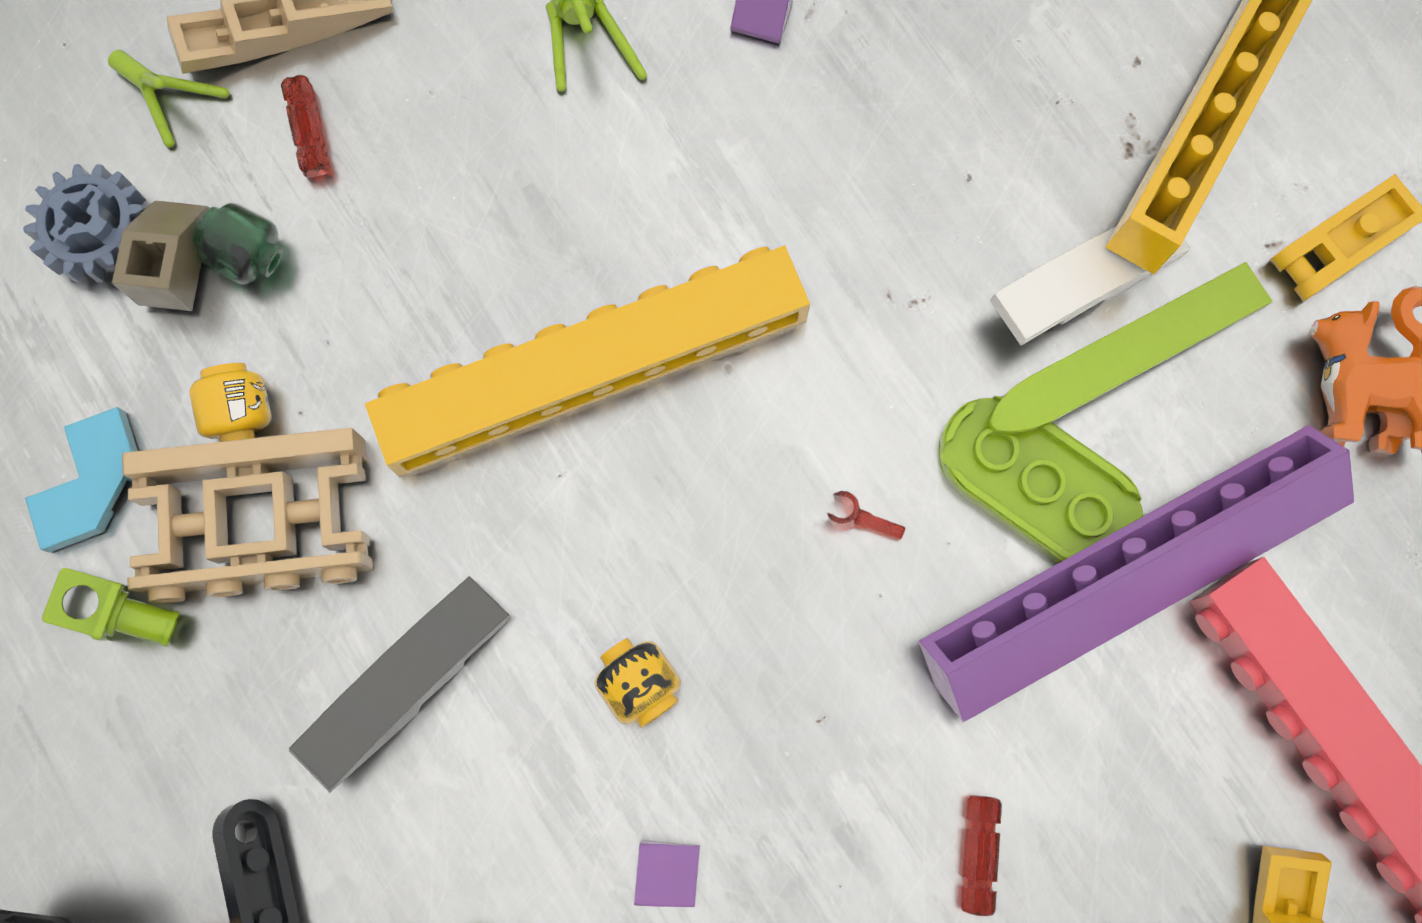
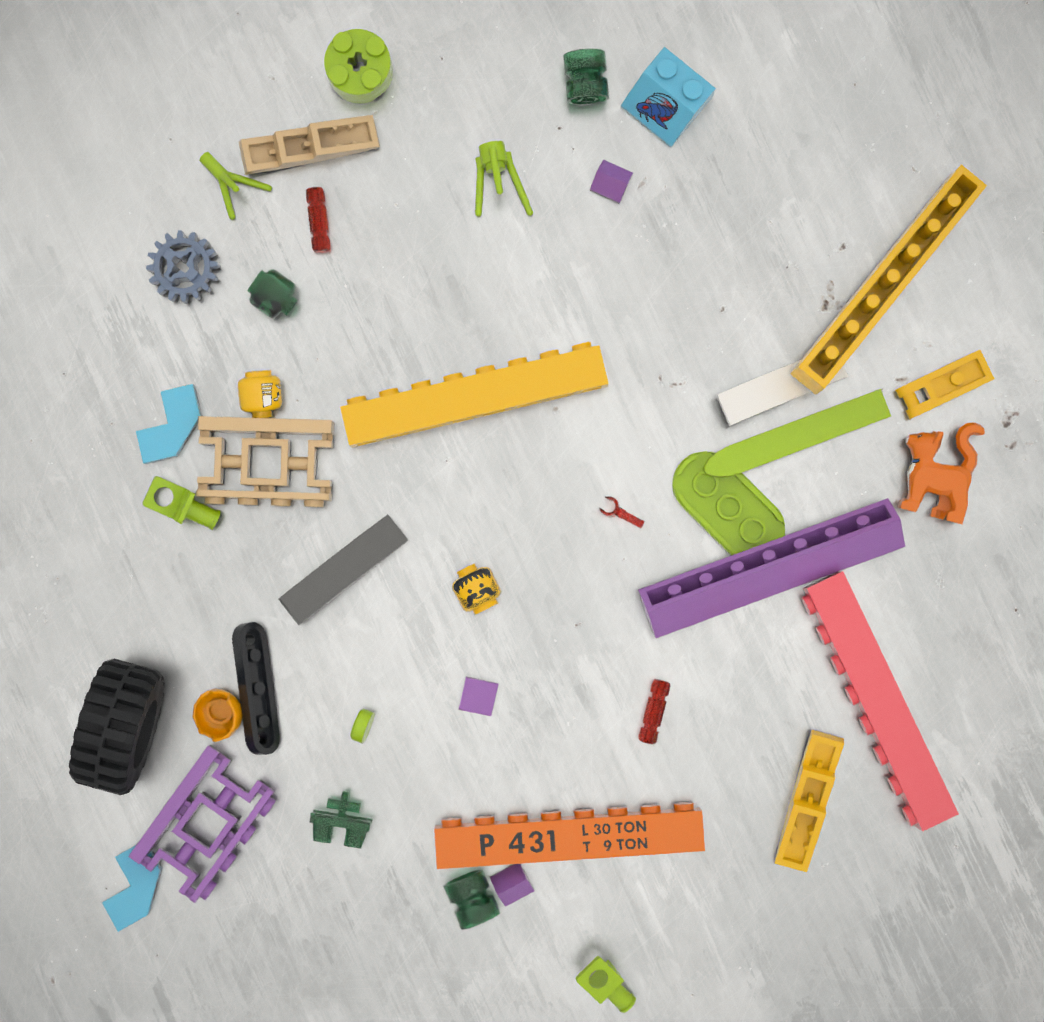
camera: 10 degrees right, 10 degrees up
(158, 256) = (228, 292): dark tan slope -> none

